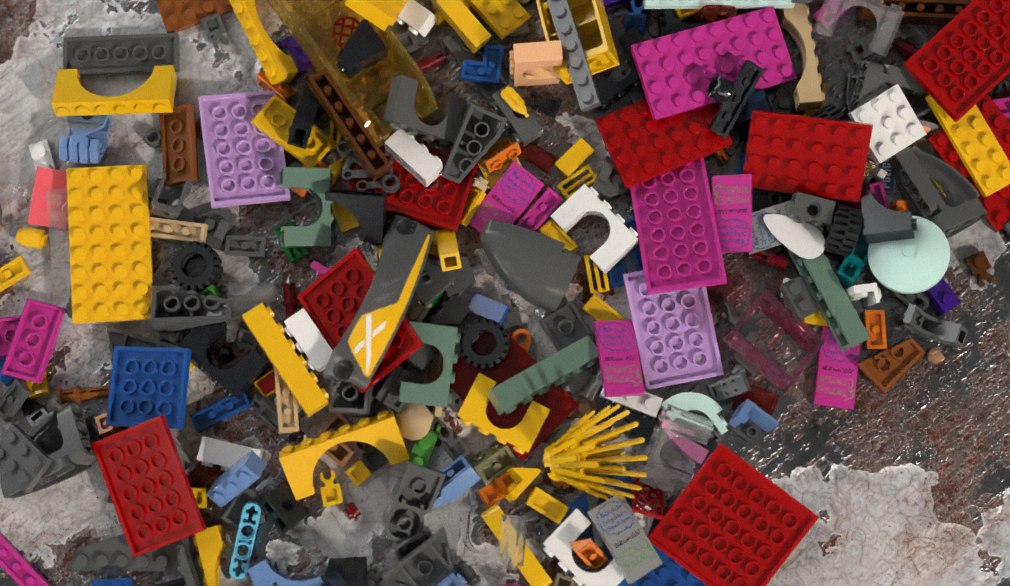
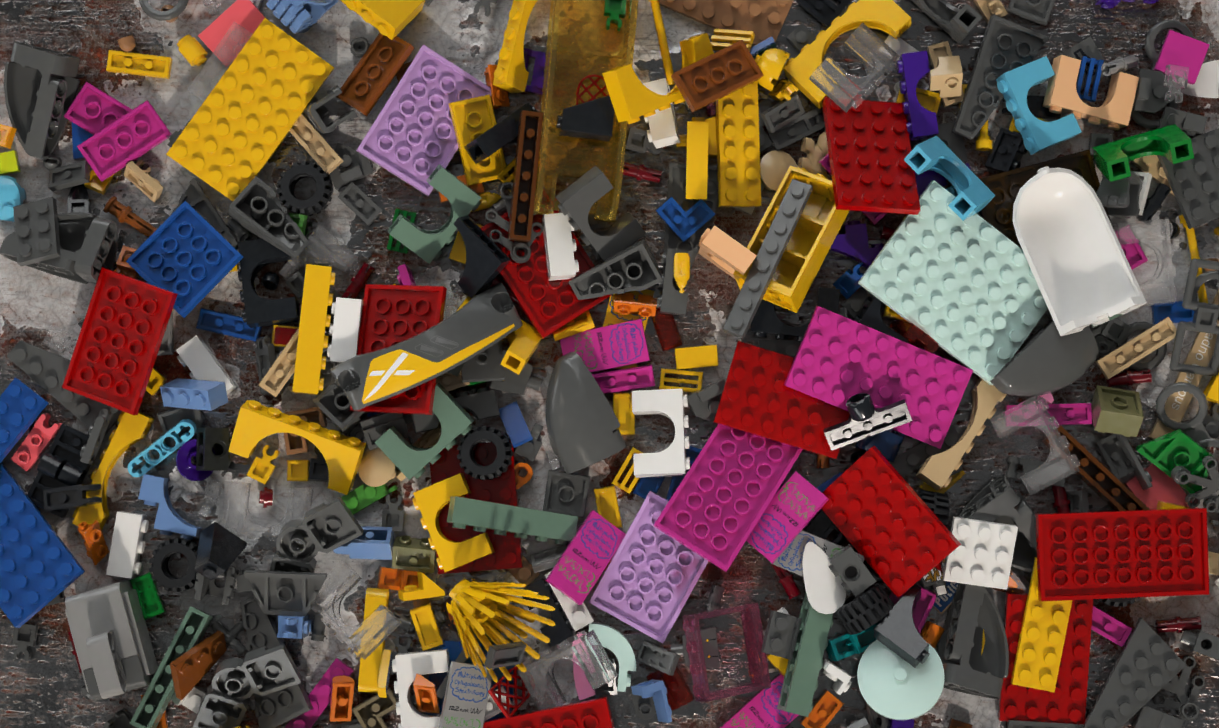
camera: 45 degrees right, 5 degrees up
(71, 358) = (142, 180): none -> tan plate
(271, 537) = (184, 464): none -> dark purple dish
(480, 183) = (597, 315): tan plate -> none
(545, 564) = (384, 674): none -> yellow tile
(547, 105) = (712, 293): black plate -> none
(623, 473) = (505, 655): none -> dark grey tile

